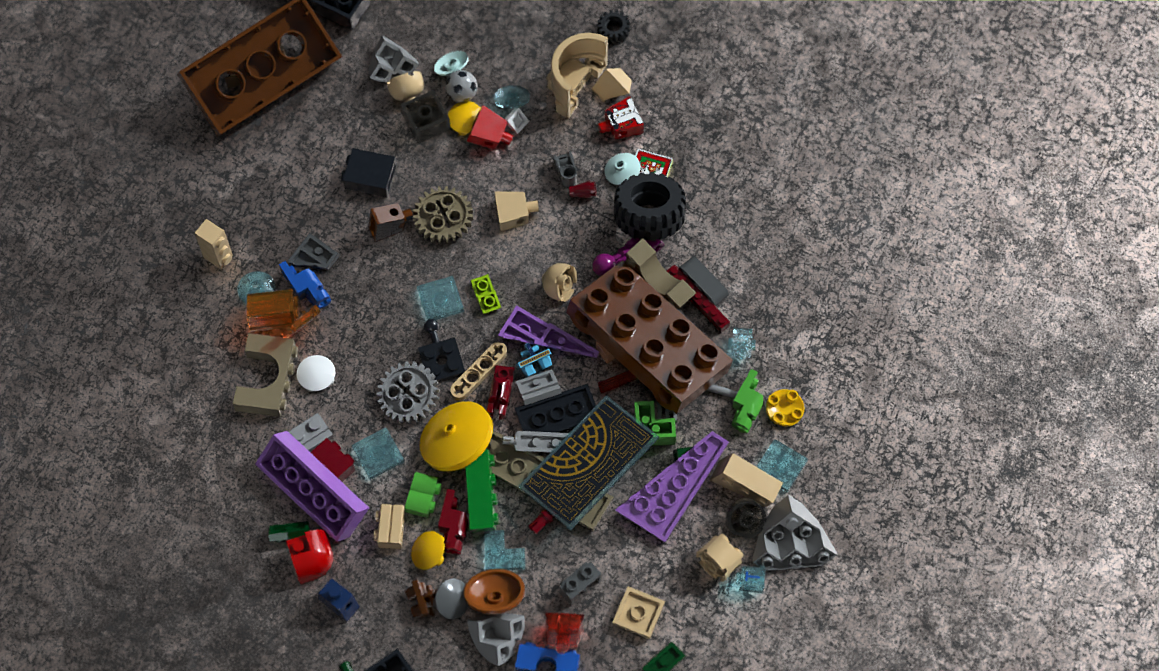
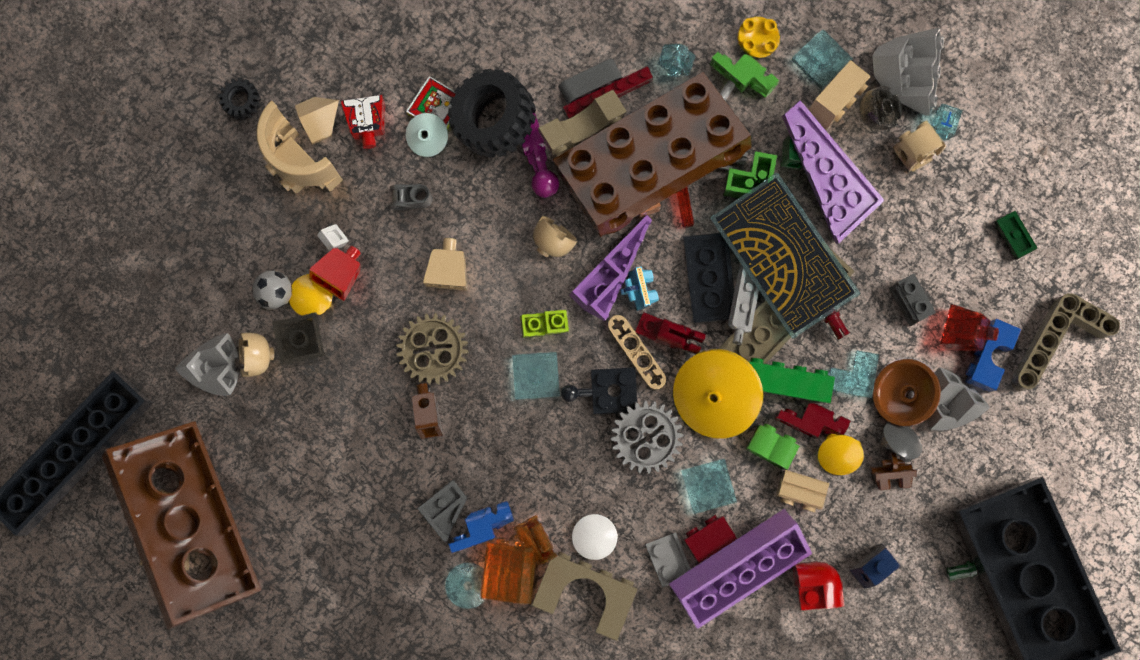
camera: 75 degrees left, 15 degrees up
(213, 244) = (410, 625): tan brick -> none
(288, 531) = (782, 605): dark green plate -> none
(369, 172) = (354, 422): black brick -> none
(451, 62) = (235, 295): light aqua dish -> none
(511, 97) = (301, 235): clear light blue dish -> none
(538, 387) = (675, 291): light grey plate -> none
(583, 190) = (442, 183): dark red cone -> none
(638, 612) = (956, 247): tan plate -> none

